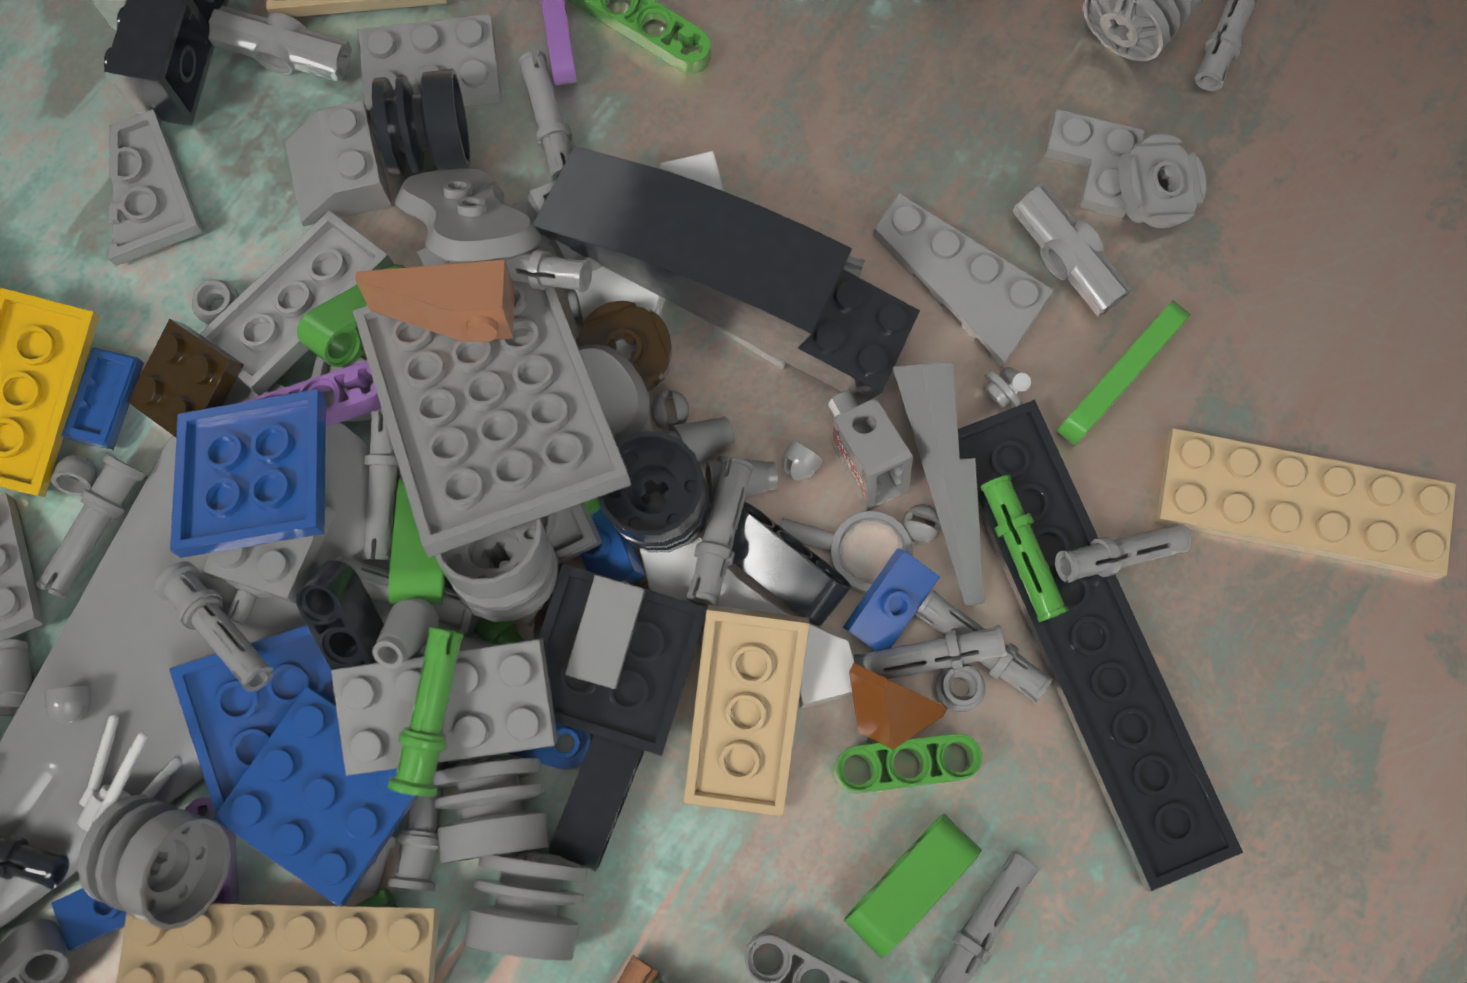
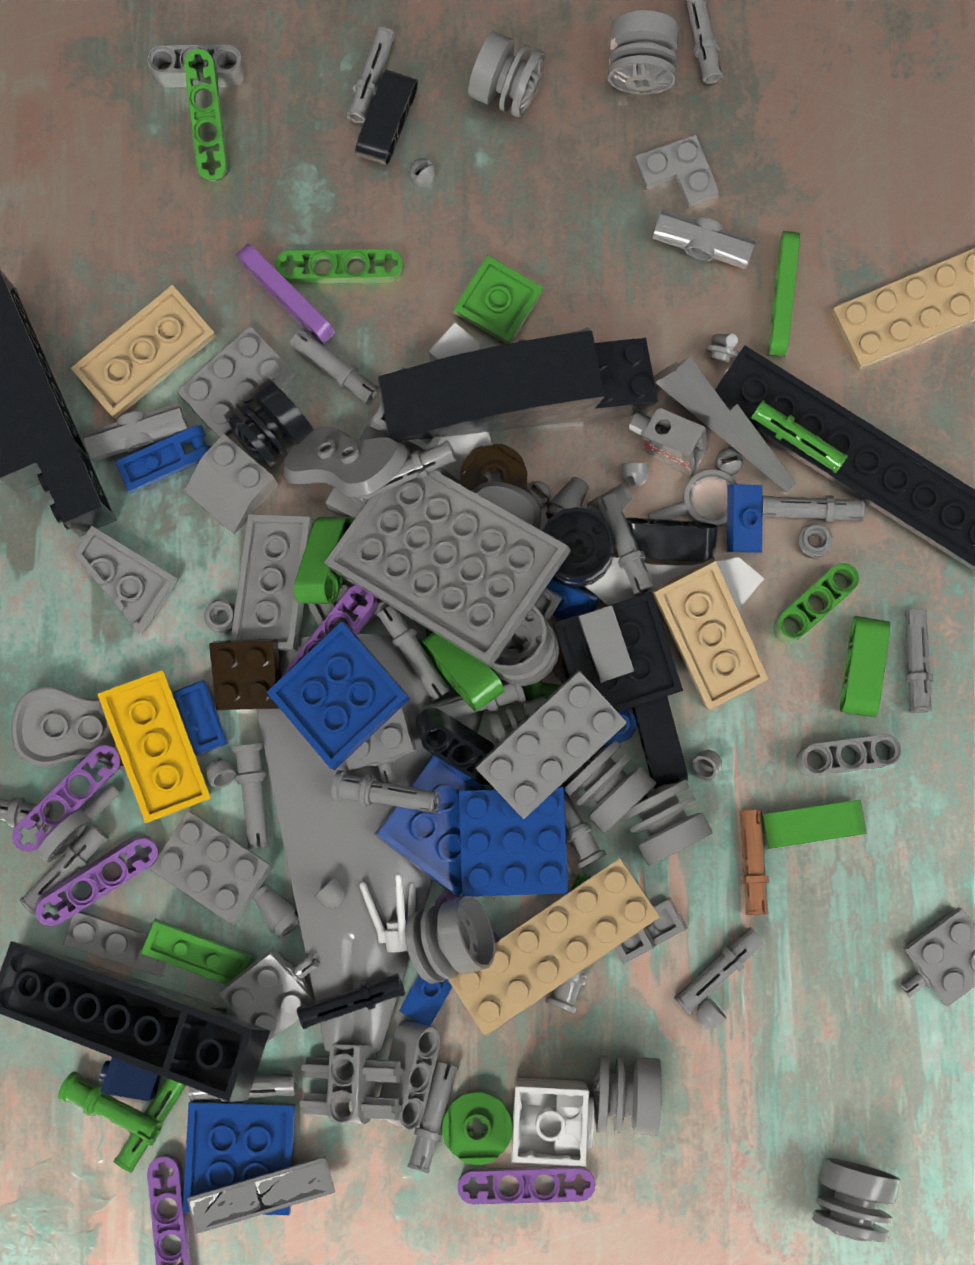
camera: 30 degrees left, 5 degrees up
(282, 89) = (162, 459): none -> blue plate
(405, 632) = (500, 716): light grey cone -> none
(423, 737) = (556, 766): bright green pin -> none
(450, 299) = (384, 517): nougat slope -> none
(634, 868) = (707, 764): none -> light grey hinge
(785, 163) = (498, 300): none -> bright green plate
(889, 710) = (787, 579): dark orange slope -> none
(935, 654) = (789, 532): light grey pin -> none
(973, 282) = (656, 297): light grey wing -> none
(1108, 555) = (848, 408): light grey pin -> none
(1140, 186) = (715, 170): light grey plate -> none

